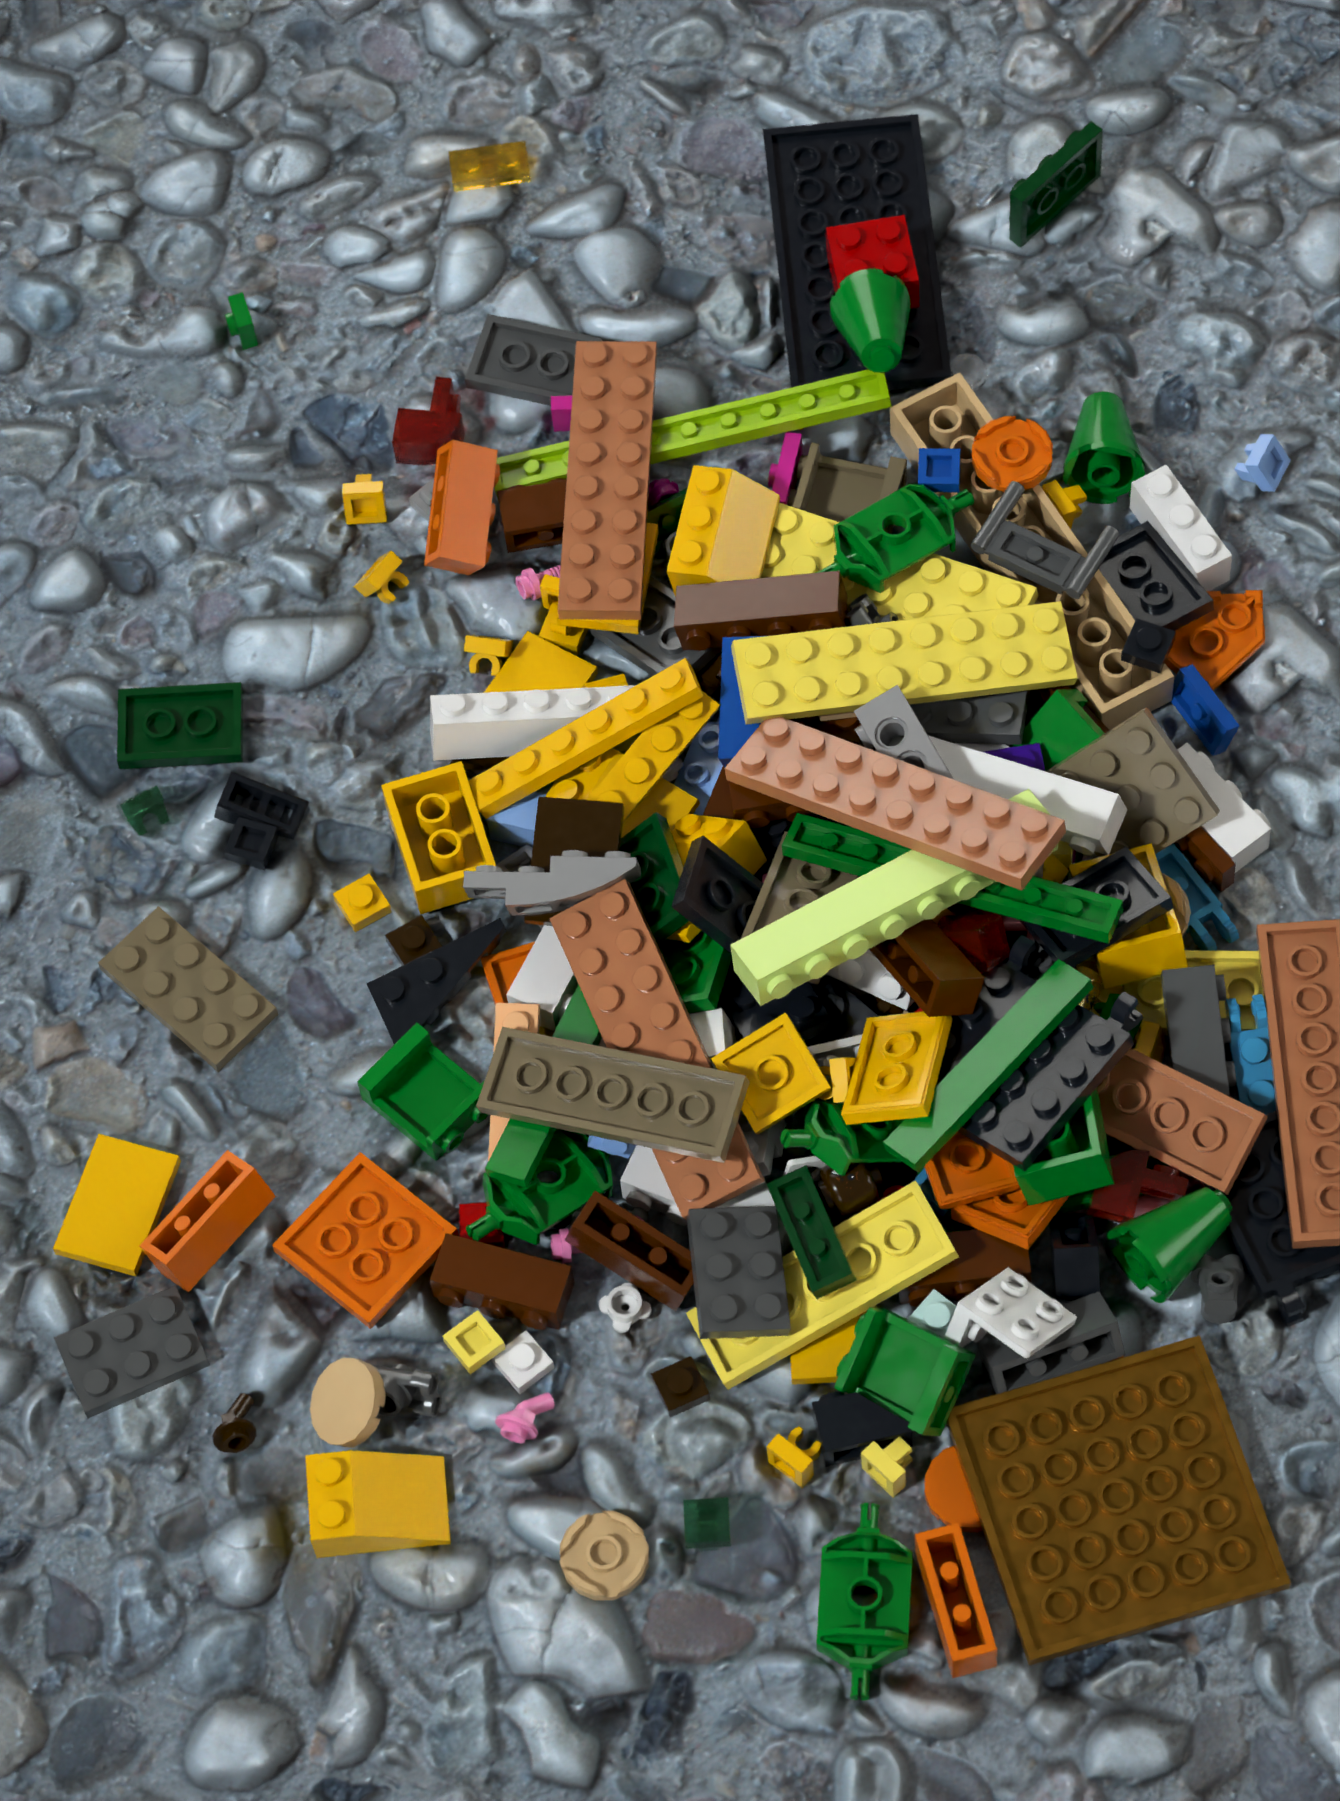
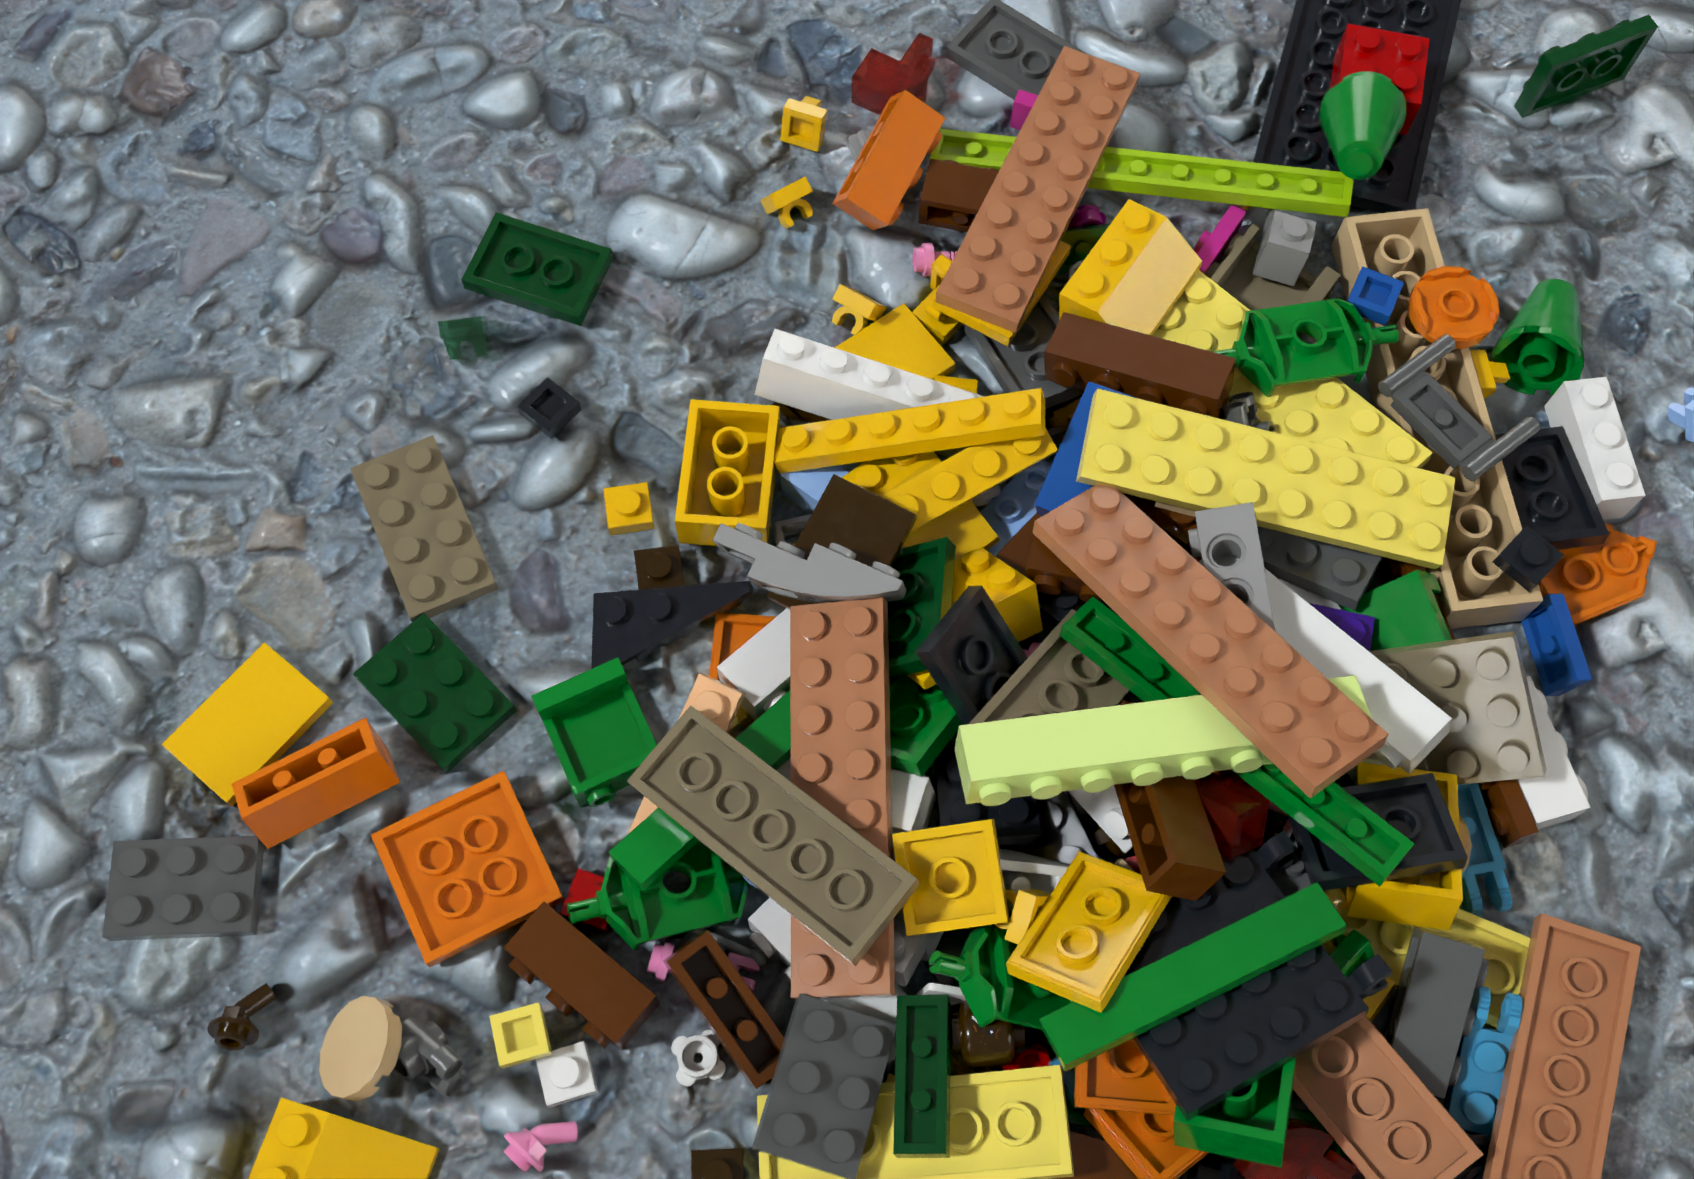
camera: 15 degrees right, 5 degrees up
(252, 789) = (562, 345): black slope -> none
(266, 1117) = (435, 692): none -> dark green plate
(847, 452) = (1284, 246): none -> light grey slope

